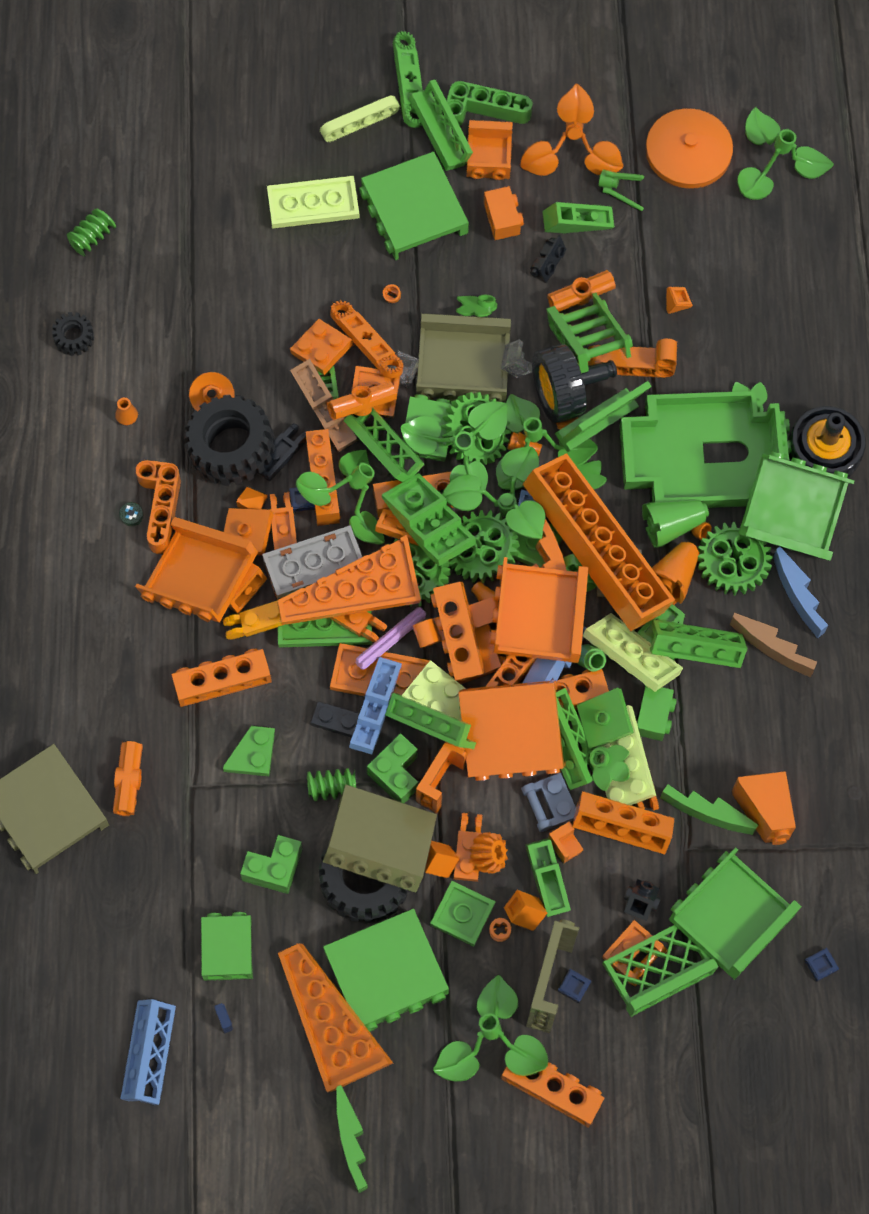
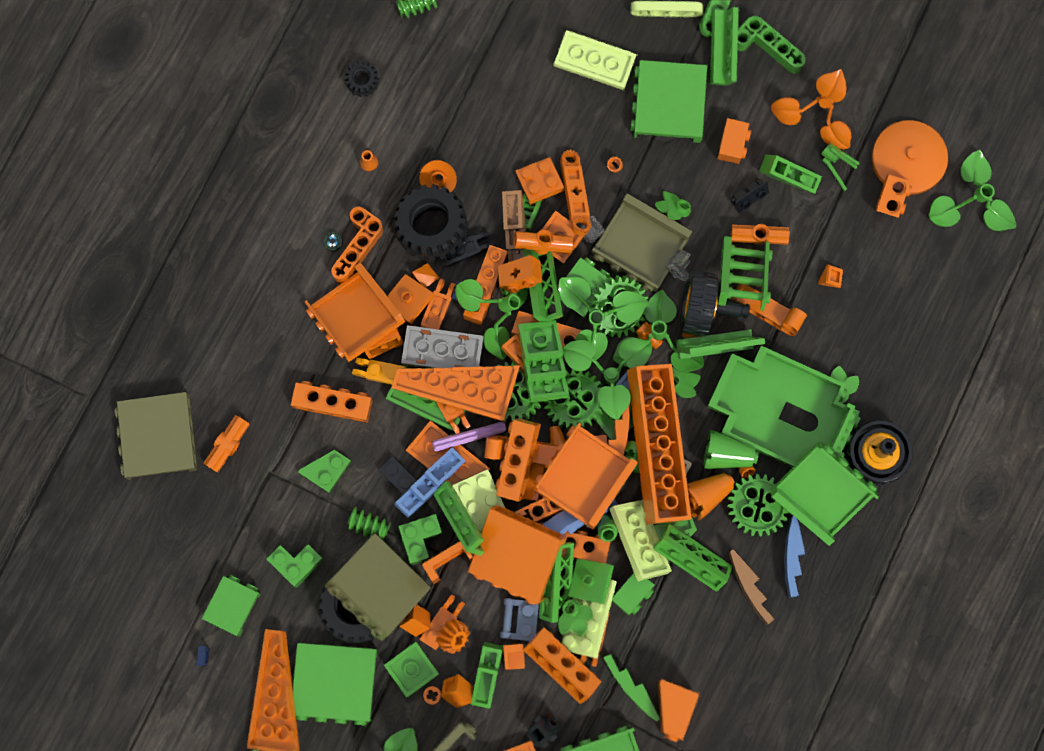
camera: 30 degrees right, 10 degrees up
(143, 1050) = (133, 649): medium blue fence -> none
(355, 442) = (520, 274): none -> orange brick
(490, 149) = (752, 84): orange panel -> none
(689, 189) = (888, 194): none -> orange brick

